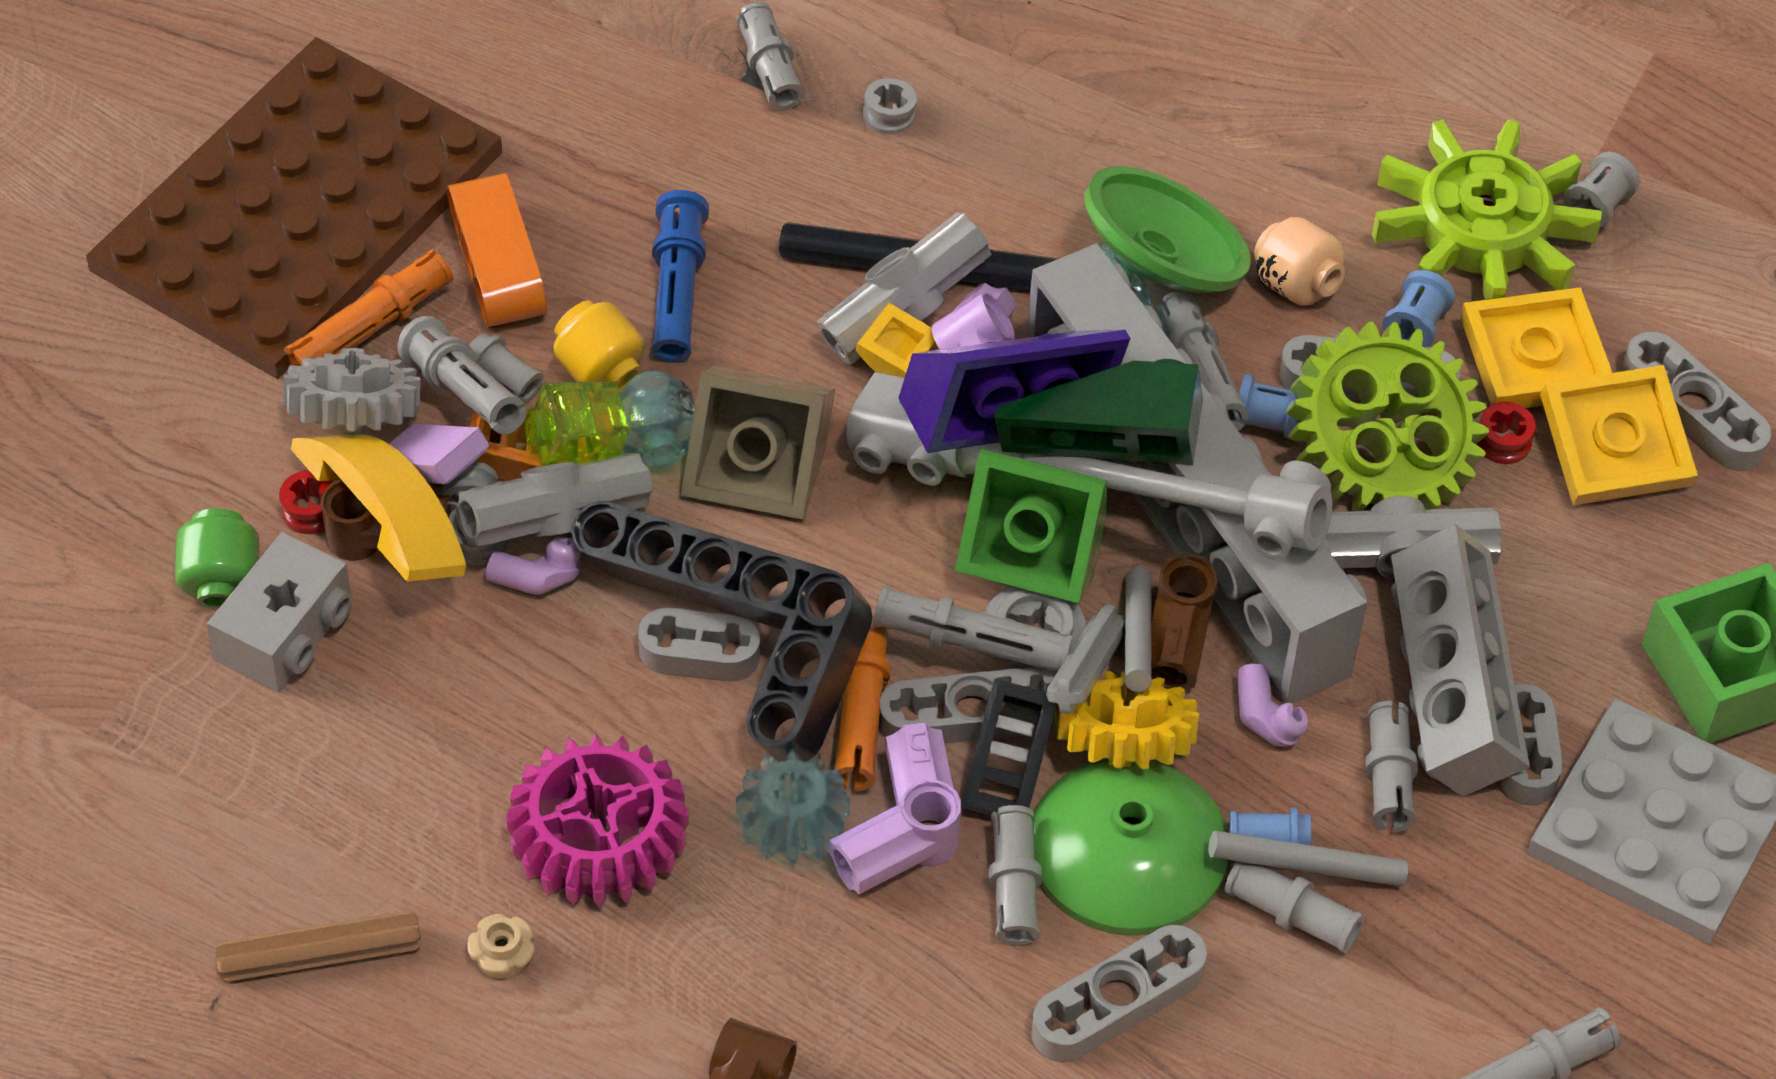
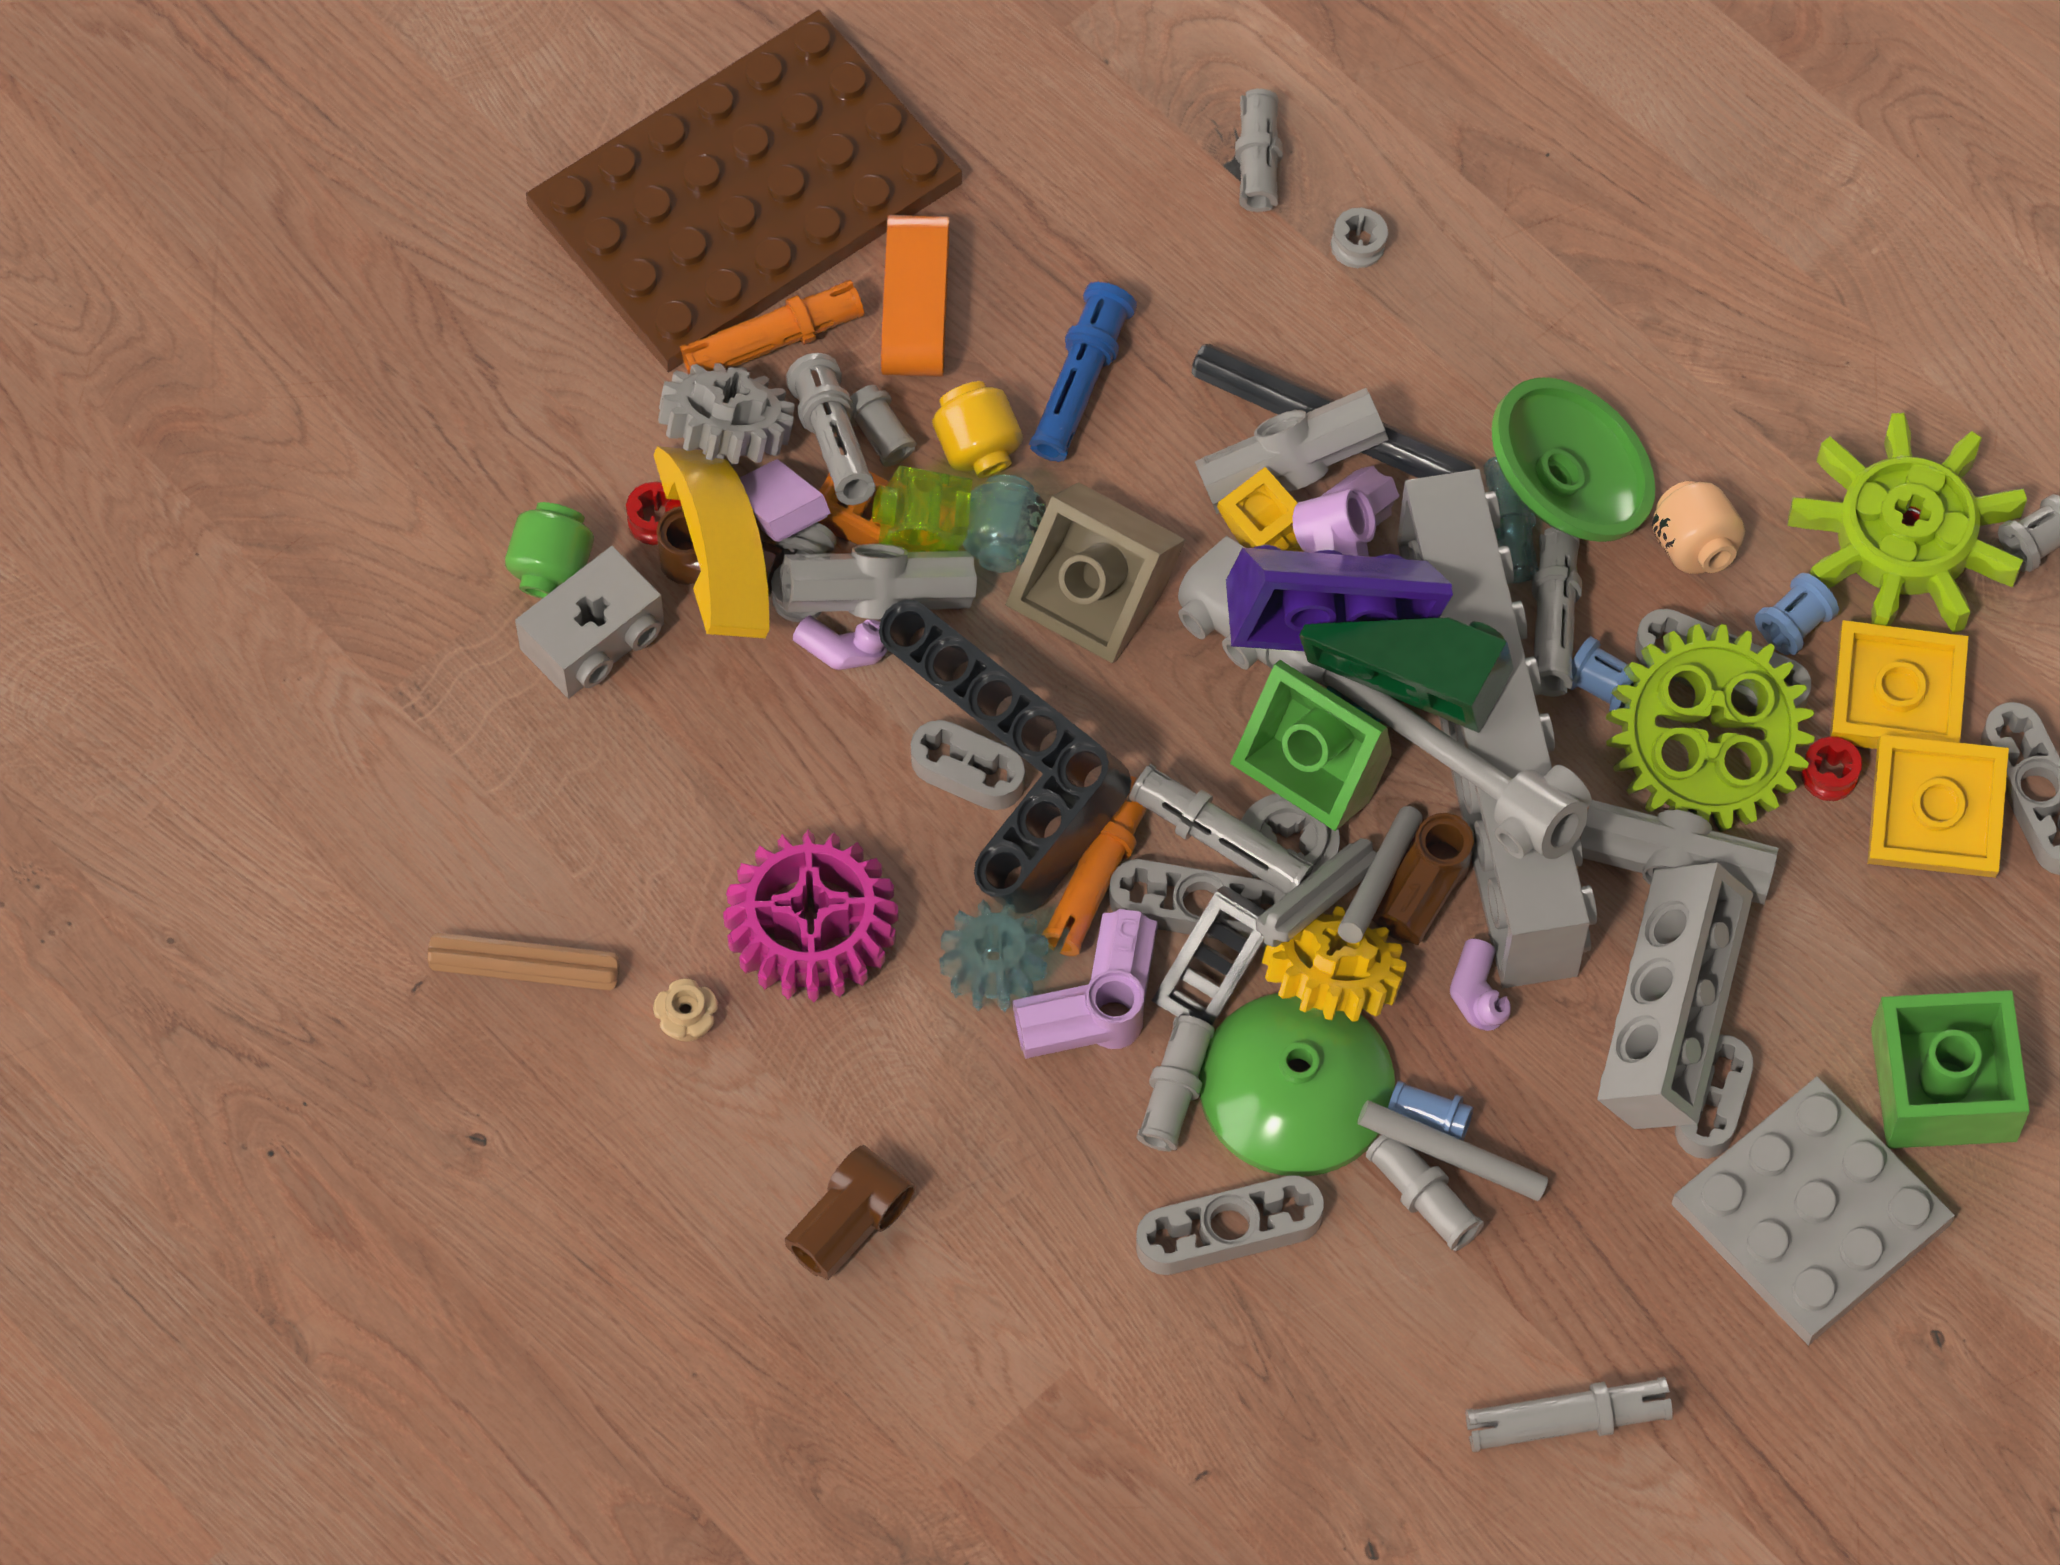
camera: 20 degrees right, 10 degrees up
(1391, 766) = (1572, 1081): light grey pin -> none

